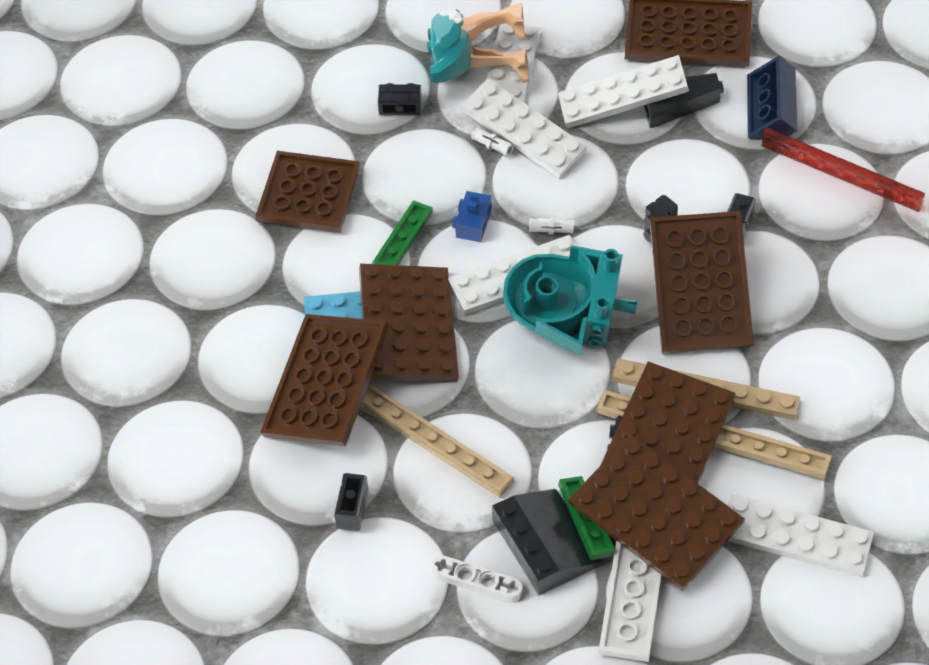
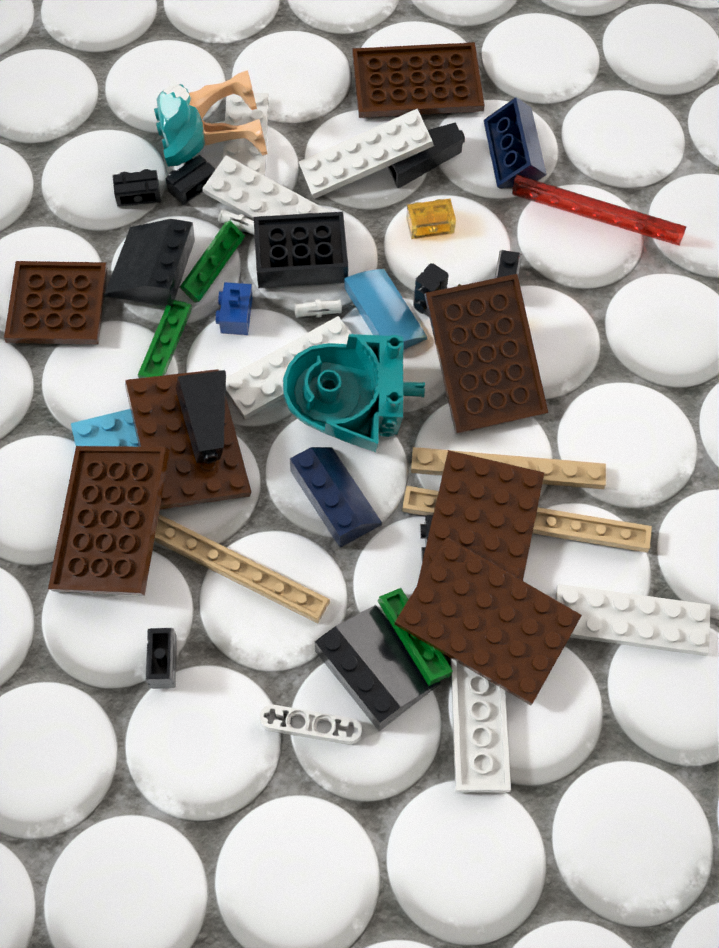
camera: 15 degrees left, 10 degrees up
(403, 166) = (152, 262): none -> black slope
(426, 299) = (204, 412): none -> black slope
(449, 97) = (189, 179): none -> black brick
(459, 172) = (212, 261): none -> green plate
(535, 388) = (334, 494): none -> dark blue slope
(544, 171) = (300, 249): none -> black slope
(613, 229) = (383, 306): none -> dark azure slope
(675, 158) = (430, 218): none -> clear yellow brick

